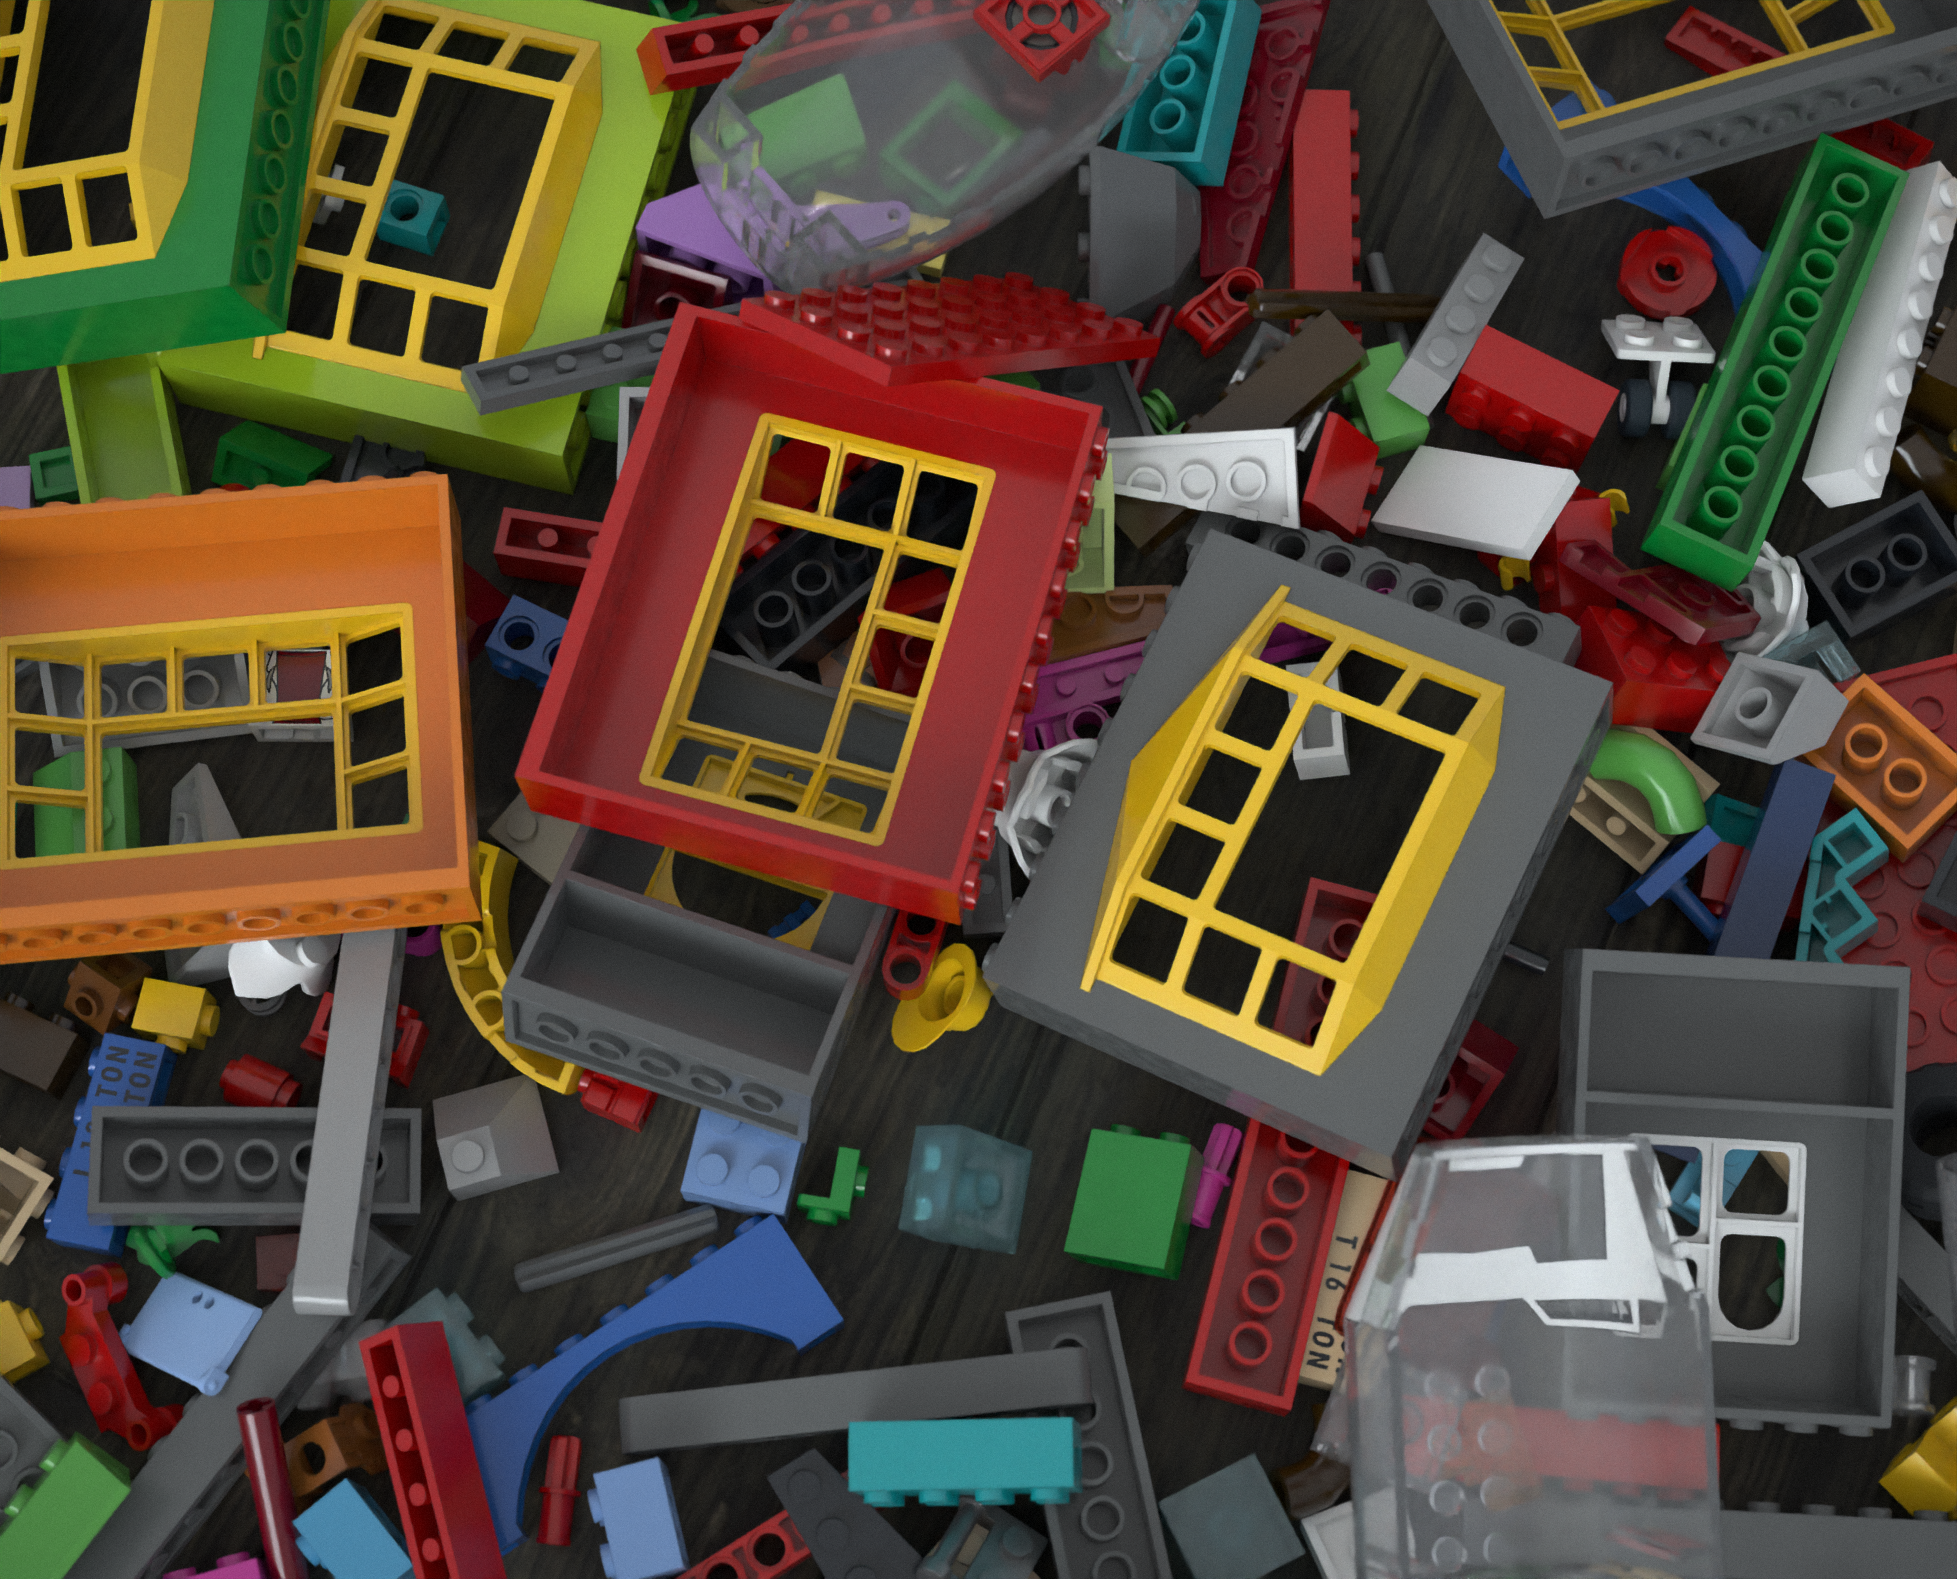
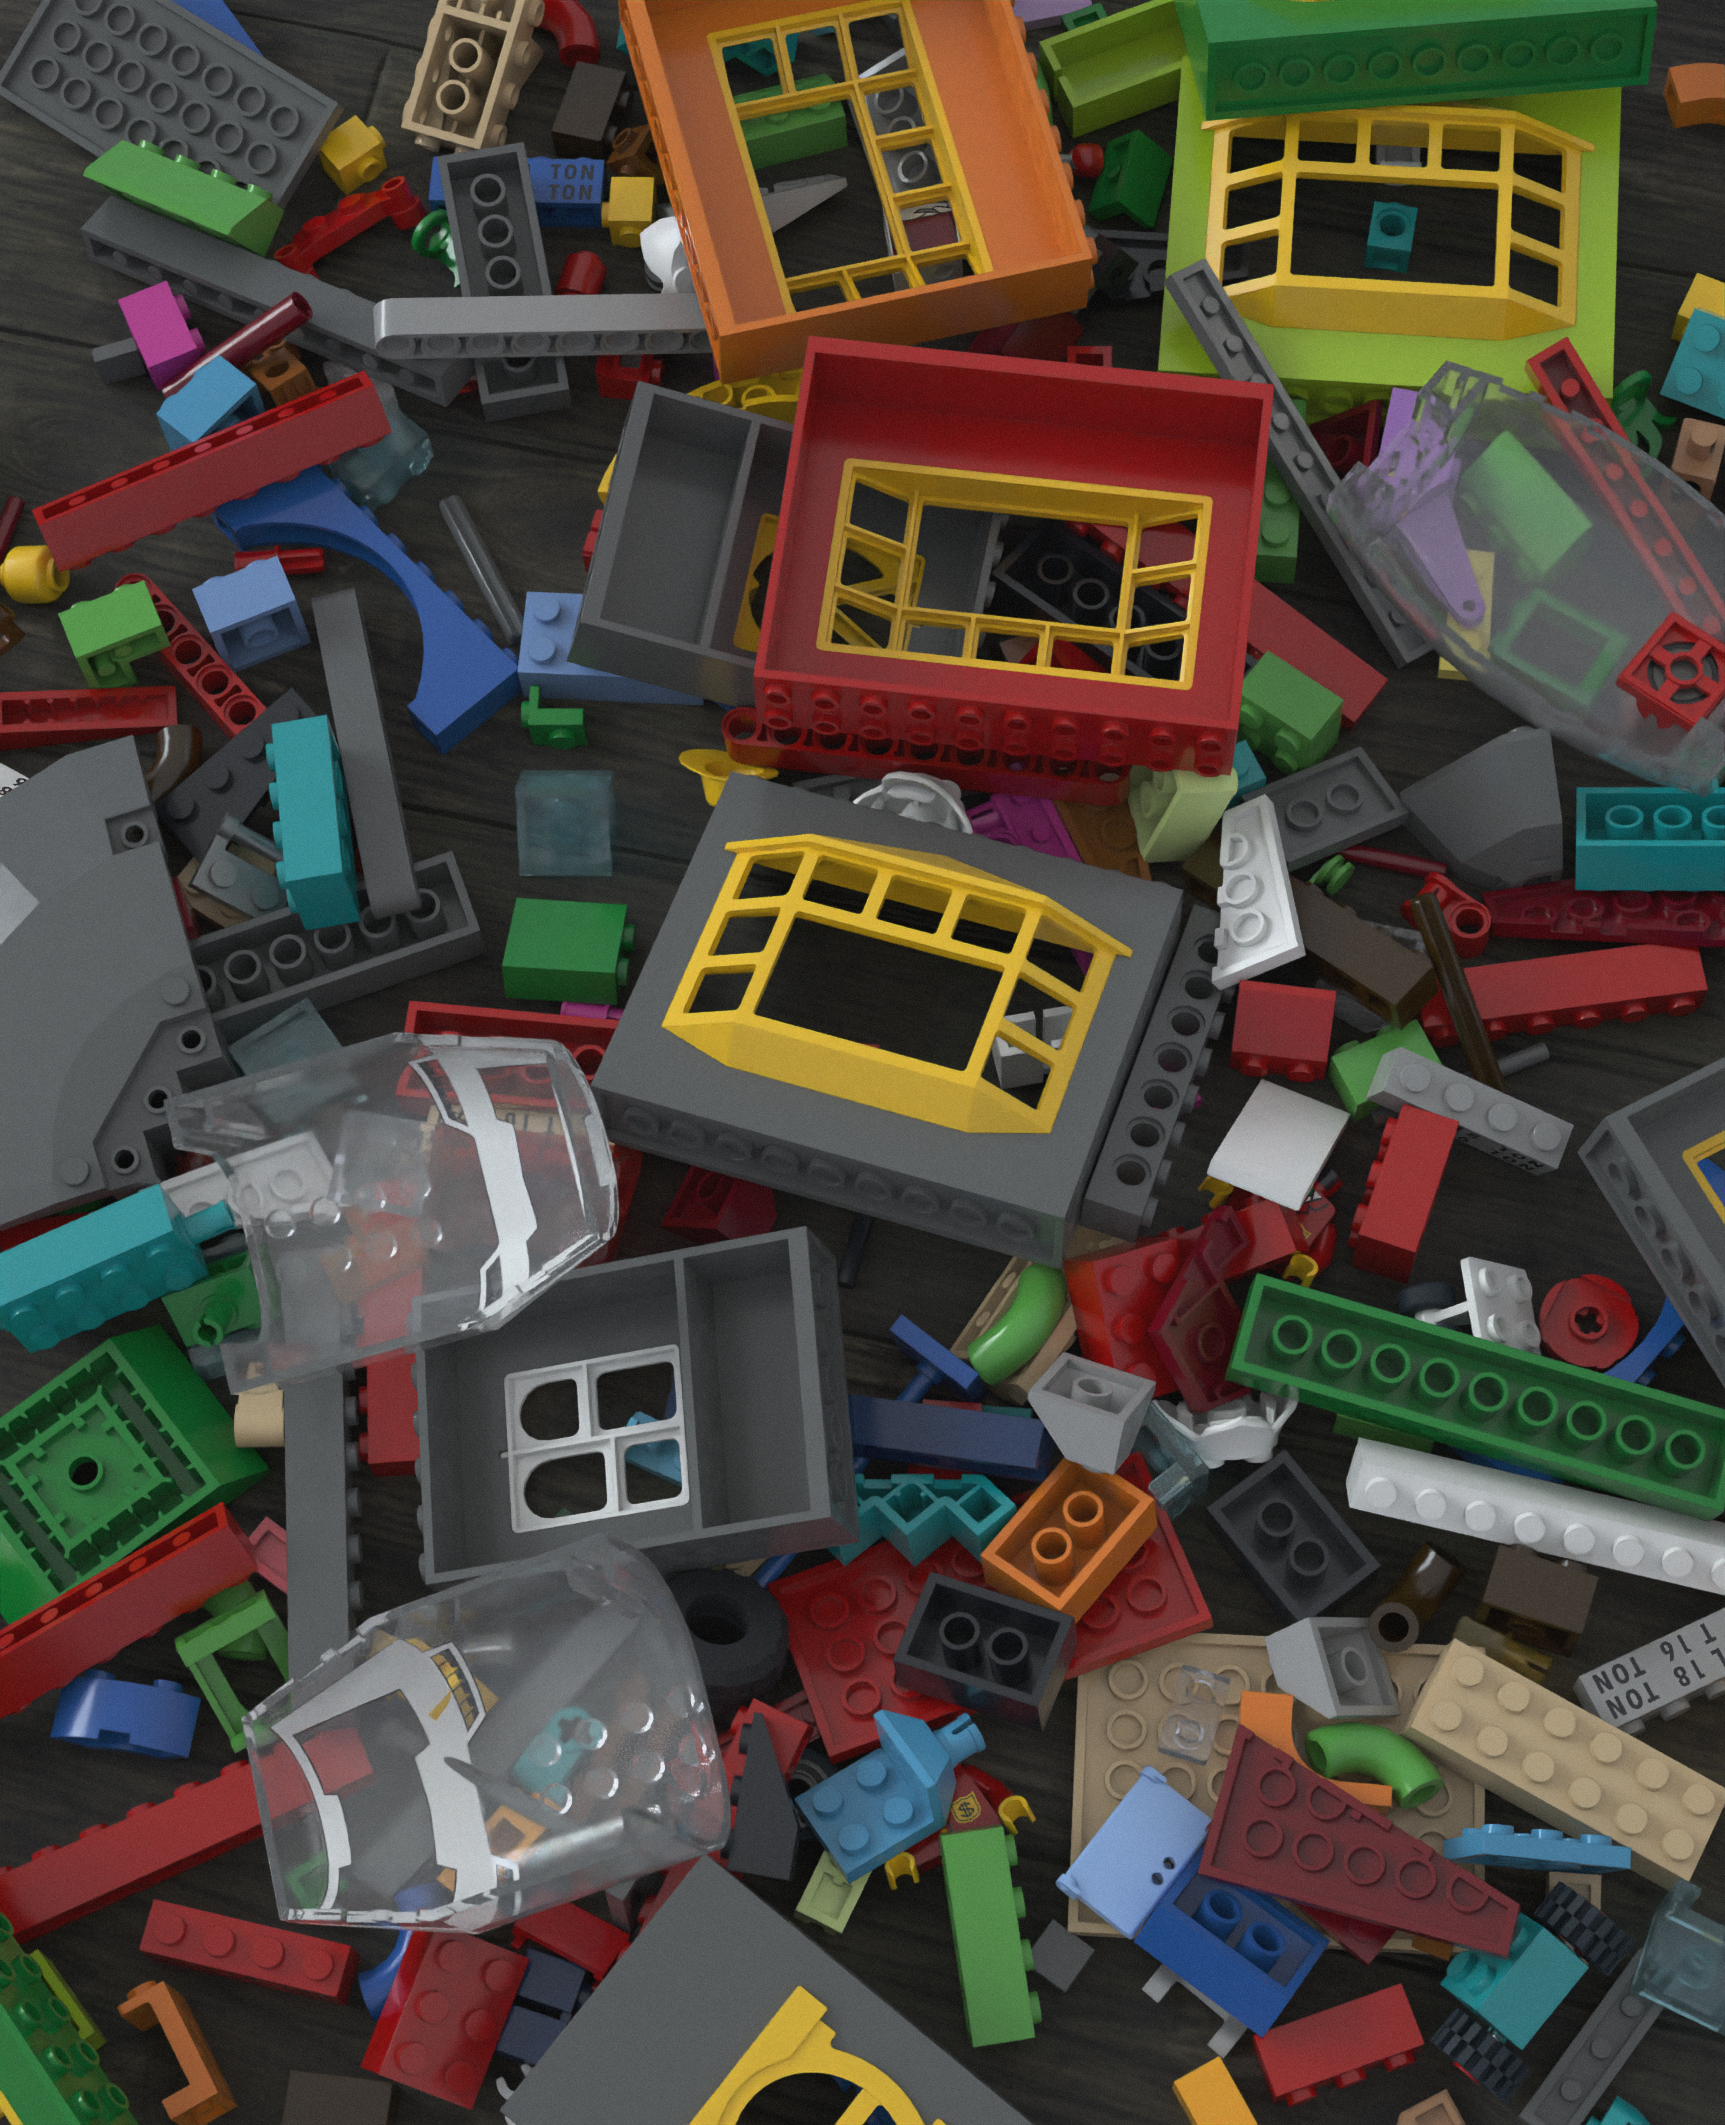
camera: 90 degrees right, 5 degrees down
(190, 1331) = (369, 268): light blue door -> none
(493, 1137) = (560, 457): light grey slope -> none
(948, 328) = (1320, 629): red plate -> none

